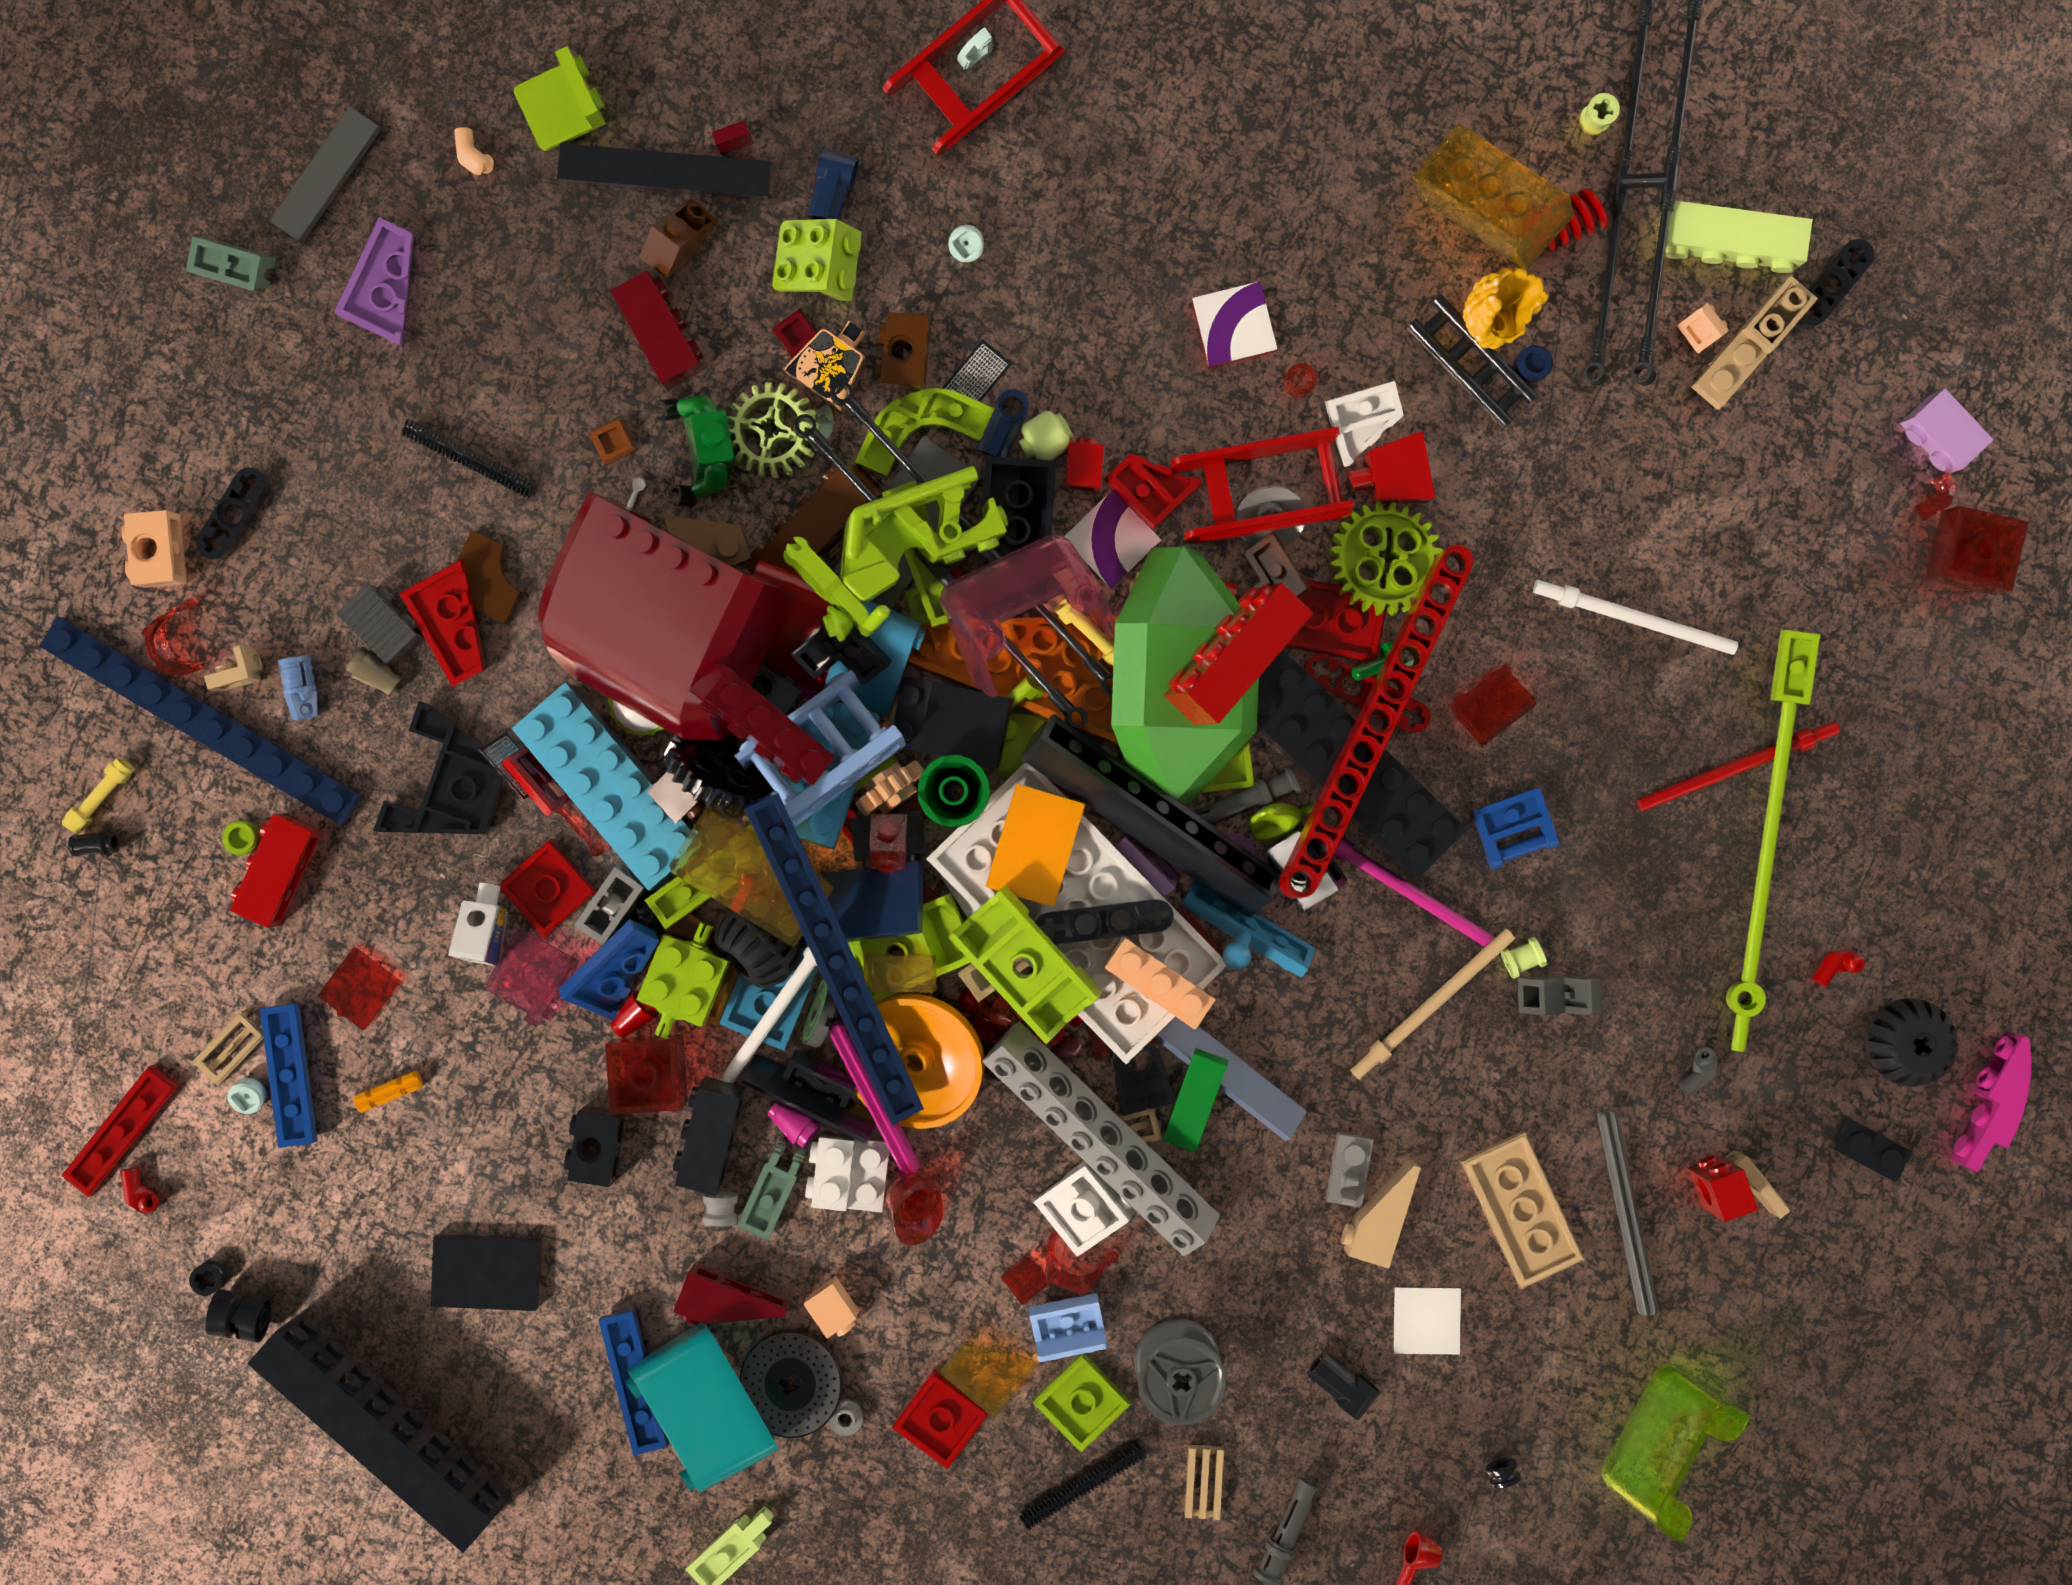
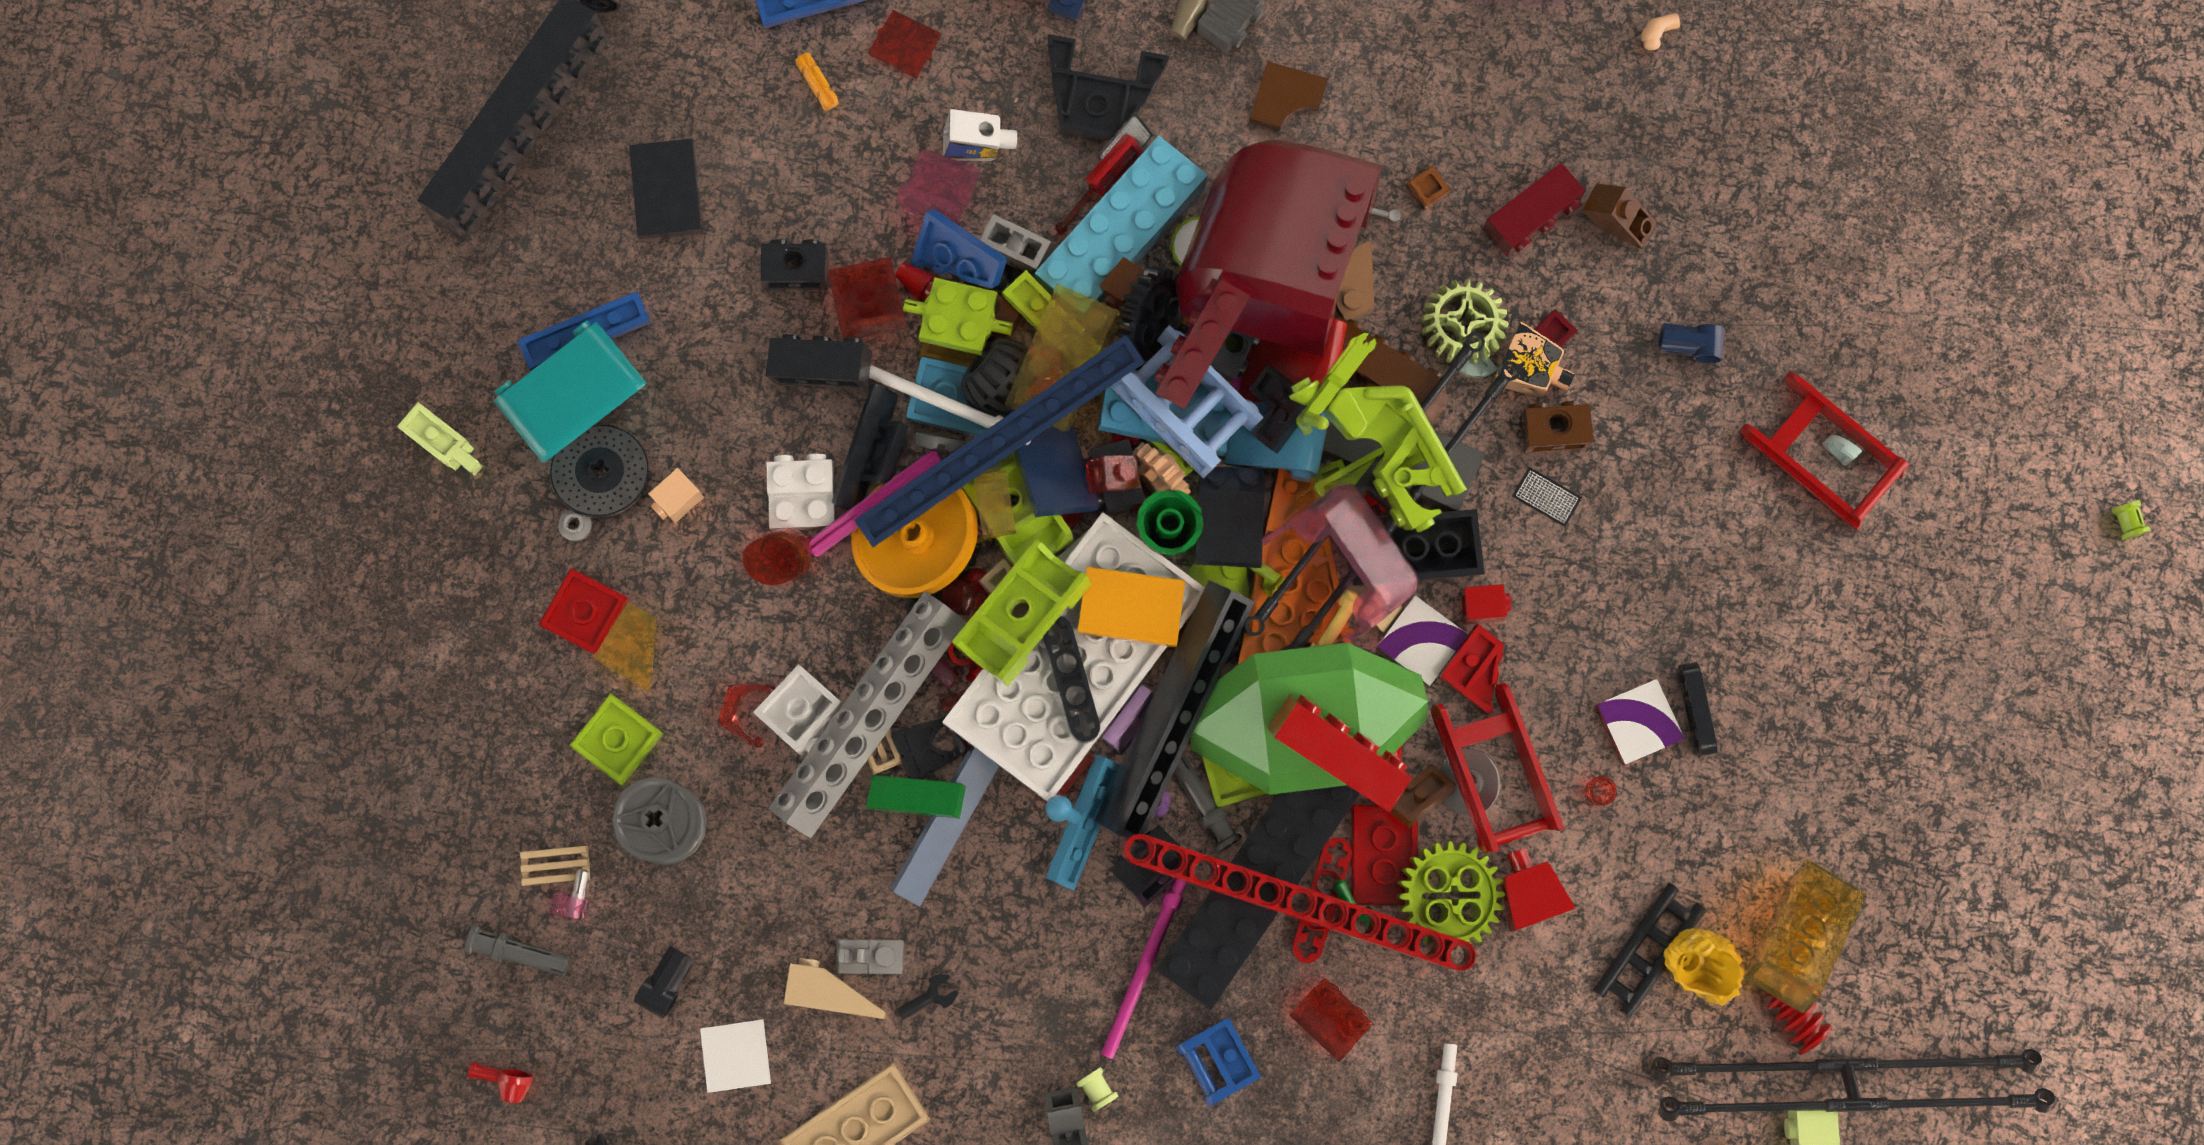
camera: 75 degrees right, 10 degrees down
(433, 441) = (1390, 67): black axle -> none
(448, 621) = (1243, 69): red wing -> none
(547, 888) = (1019, 190): red tile -> none
(560, 102) = (1718, 98): lime bracket -> none
(664, 171) = (1676, 196): black tile -> none
(707, 443) = (1439, 267): green torso -> none
(719, 1299) = (670, 392): dark red slope -> none
(720, 1209) = (752, 383): light grey wheel -> none
(732, 137) = (1717, 248): dark red tile -> none
(770, 1193) = (774, 426): sand green hinge -> none
(795, 1125) = (838, 438): dark pink cone -> none
(817, 257) = (1626, 339): lime bracket -> none
(922, 410) = (1506, 448): lime plate -> none
(966, 243) = (1665, 467): light aqua tile -> none
(1002, 427) = (1505, 524): dark blue piece -> none
(1025, 1279) = (724, 669): clear red tile -> none
(1045, 436) = (1505, 564): yellowish green head -> none
(1068, 1327) = (686, 713): light blue bracket -> none
(1083, 1485) = (538, 753): black axle -> none
(1159, 982) = (1024, 736): light nougat brick -> none
(1232, 261) = (1697, 710): none -> black beam
(1248, 1469) = (574, 904): none -> clear pink piece
(1276, 820) = (1188, 830): lime piece -> none
(1363, 418) = (1576, 854): white wing -> none
(1381, 1050) = (988, 969): tan bar -> none
(1400, 1112) = (928, 998): none -> black bar
(1534, 363) = (1659, 1009): dark blue tile -> none
(1609, 110) = (1912, 1024): yellowish green bush -> none

